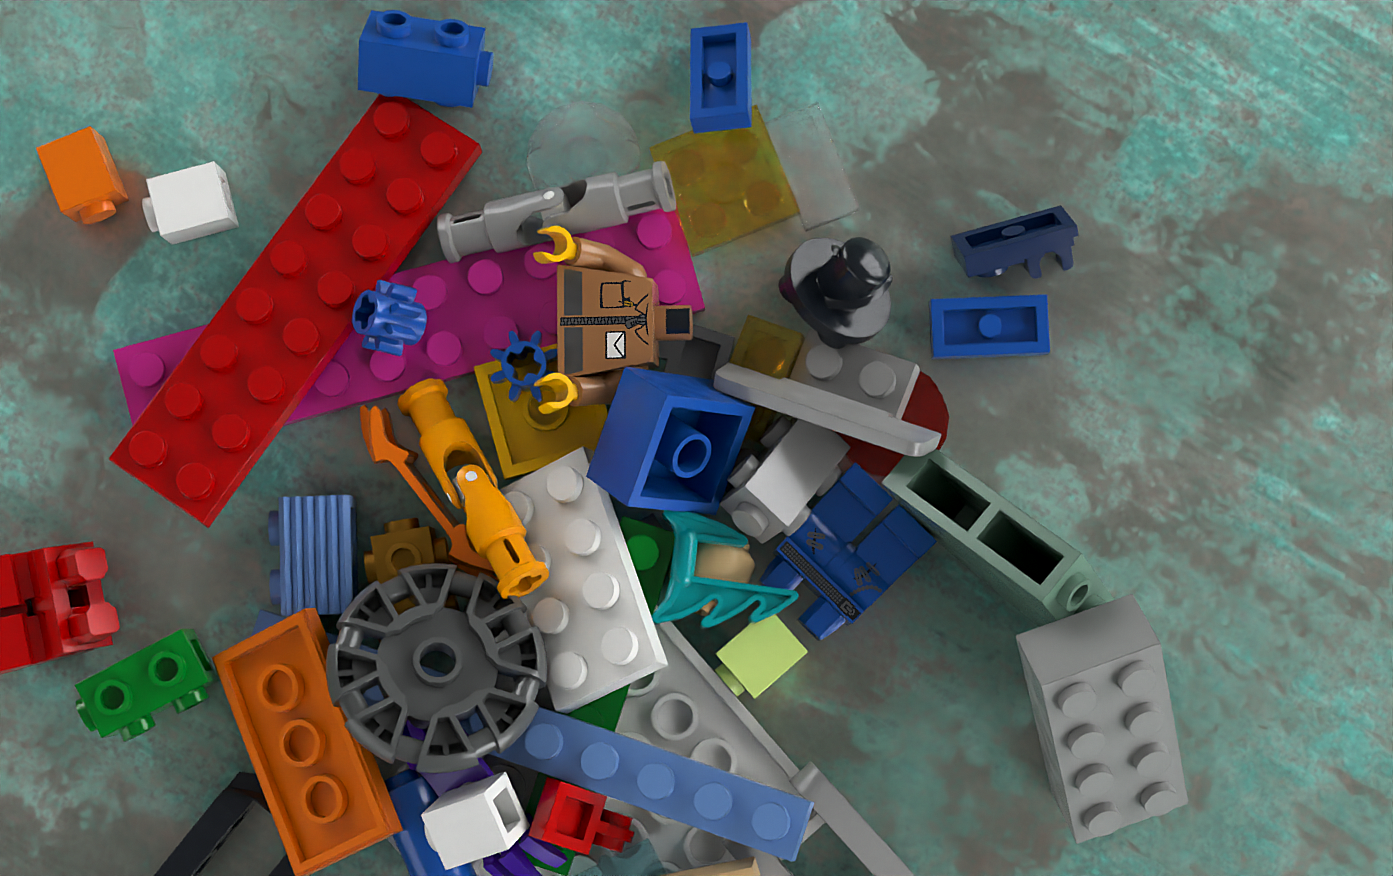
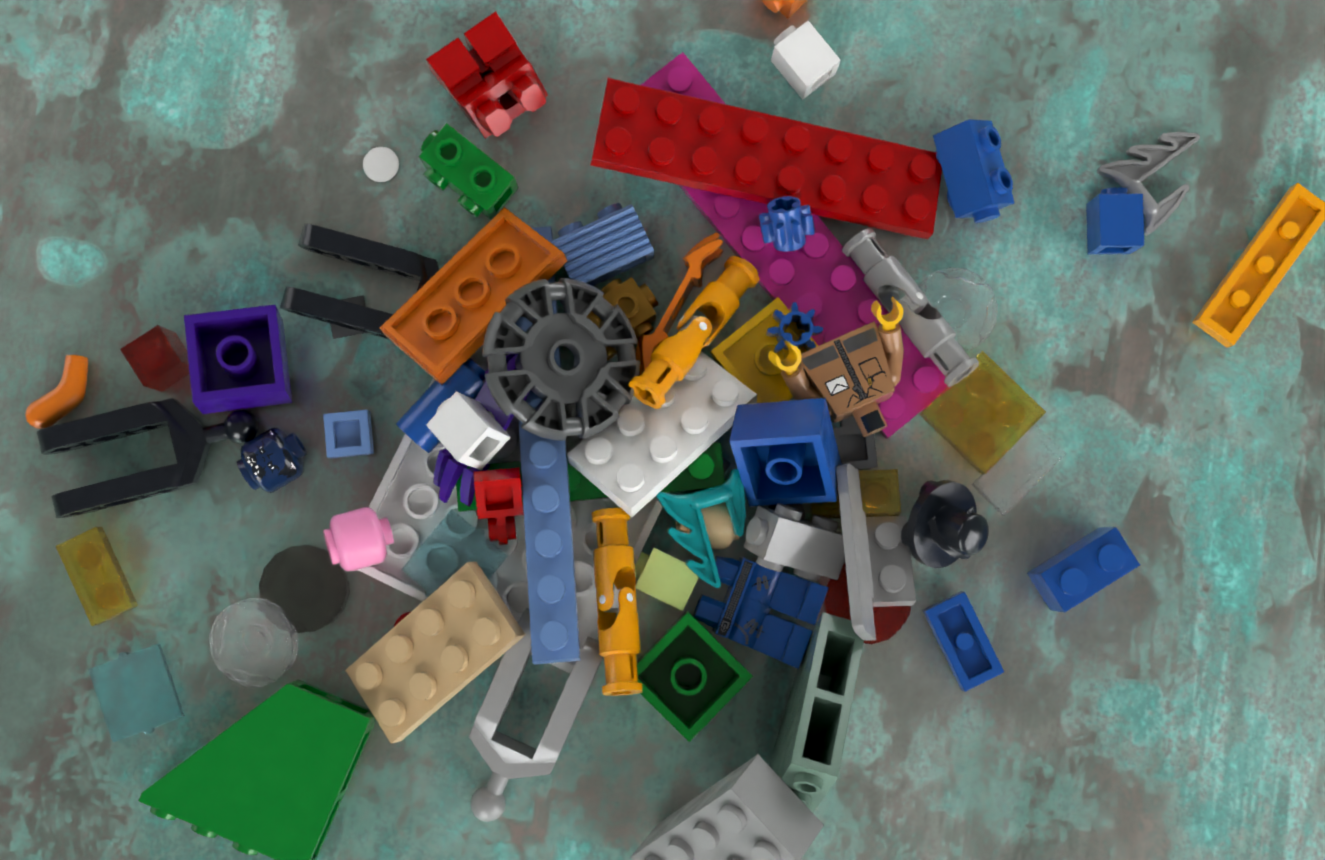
camera: 65 degrees right, 0 degrees up
(84, 790) = (381, 164): none -> white sticker
(720, 78) = (1053, 379): blue plate -> none
(804, 740) = (616, 635): none -> light orange piece
(888, 679) = (689, 675): none -> green brick
(964, 145) = (1083, 569): none -> blue brick
(1018, 240) = (1034, 638): dark blue plate -> none

